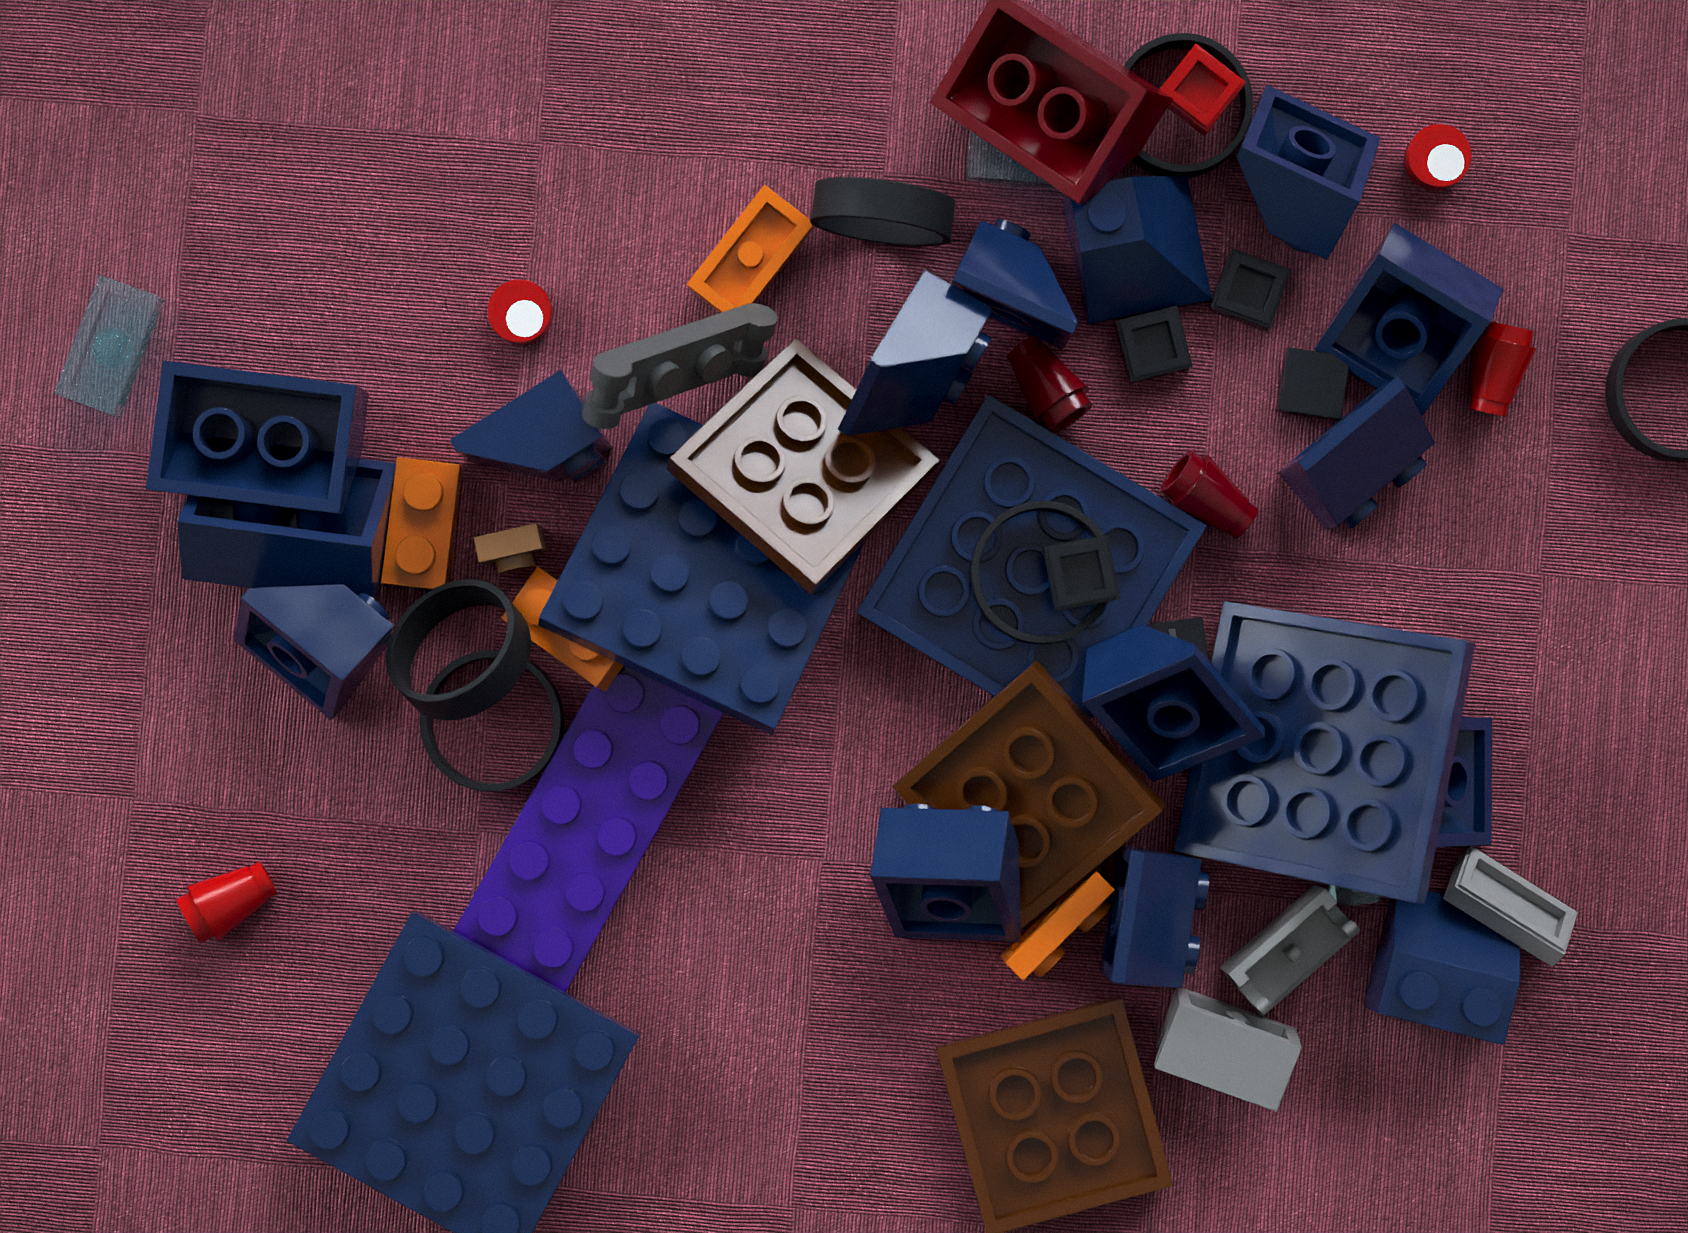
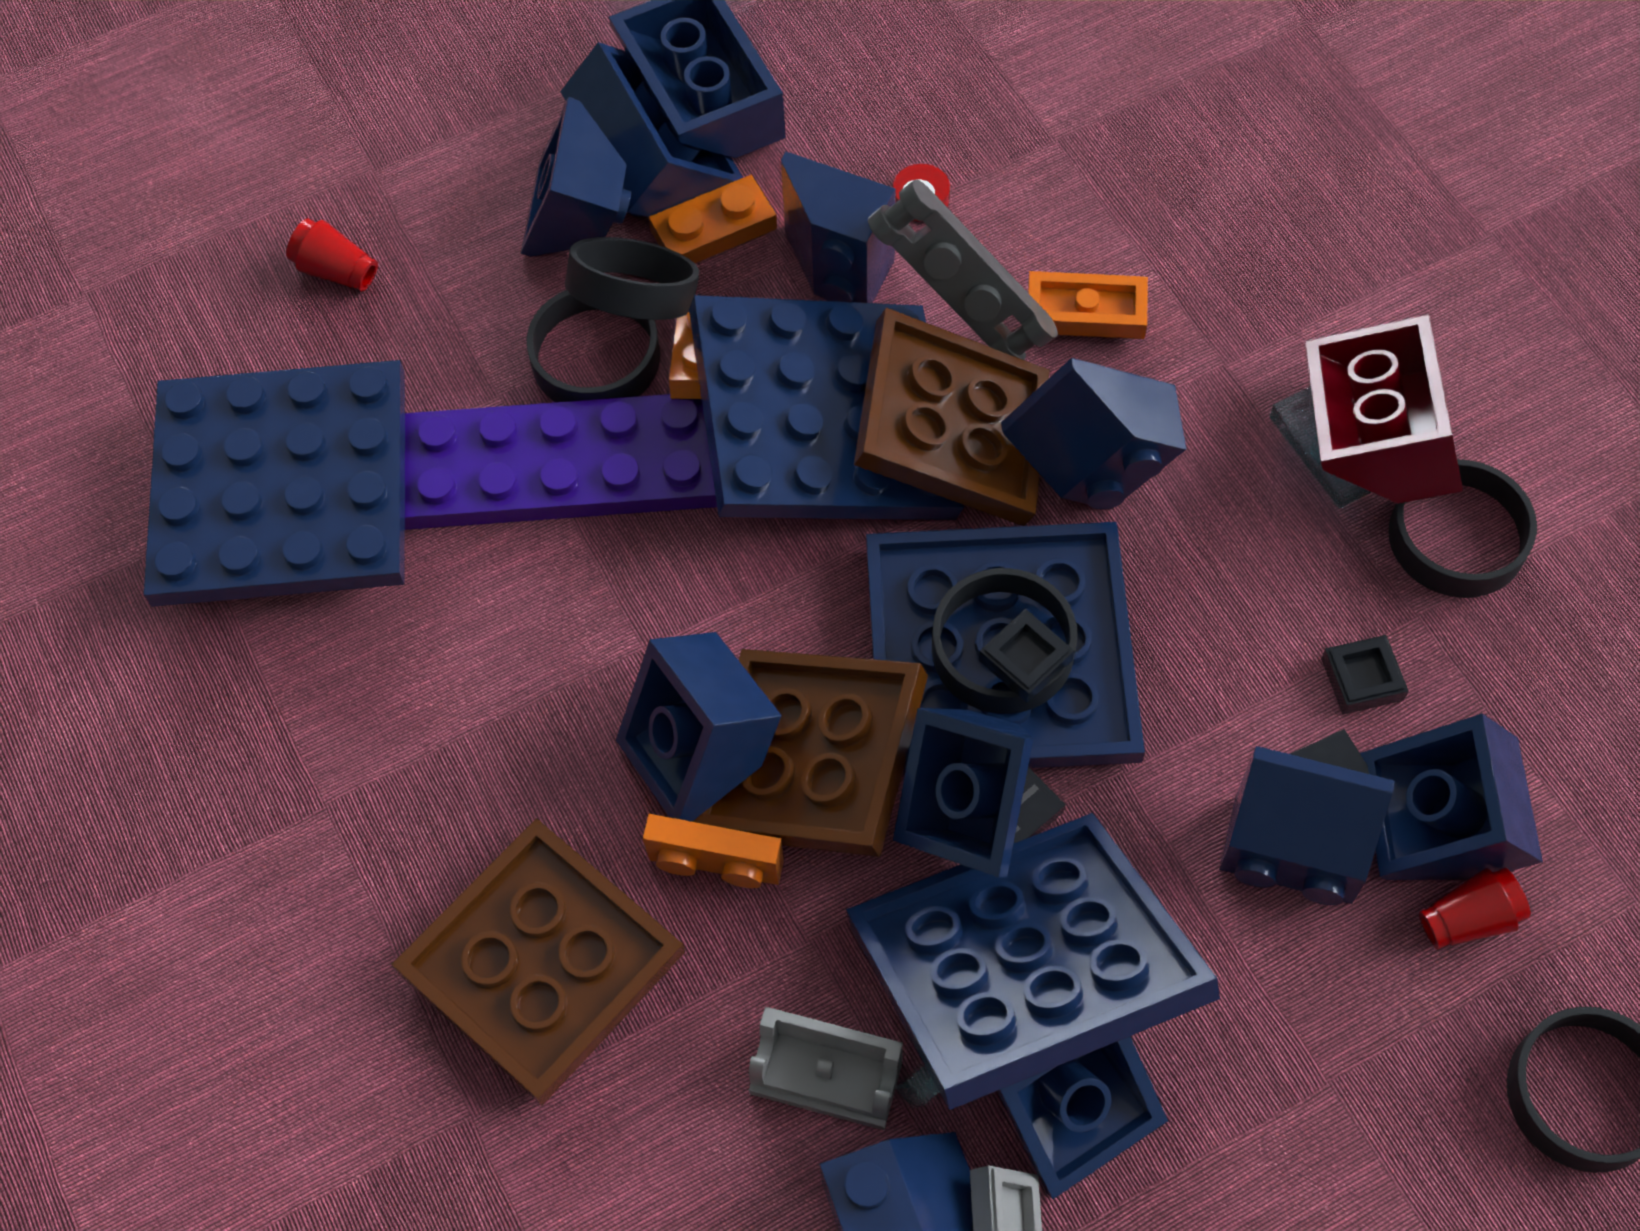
camera: 60 degrees right, 25 degrees down
(511, 548) = (737, 272): medium nougat plate -> none
(882, 211) = (1216, 341): black tyre -> none
(1016, 282) = (1215, 478): dark blue slope -> none
(1048, 385) = (1159, 568): dark red cone -> none
(1137, 248) = (1325, 560): dark blue slope -> none
(1152, 918) = (772, 912): dark blue slope -> none
(1153, 345) = (1257, 630): black tile -> none
(1201, 89) = (1487, 520): red tile -> none
(1208, 494) = (1171, 742): dark red cone -> none
(1227, 1048) = (697, 1069): light grey hinge -> none
(1305, 170) = (1493, 644): dark blue slope -> none
(1437, 157) = (1600, 749): red tile -> none

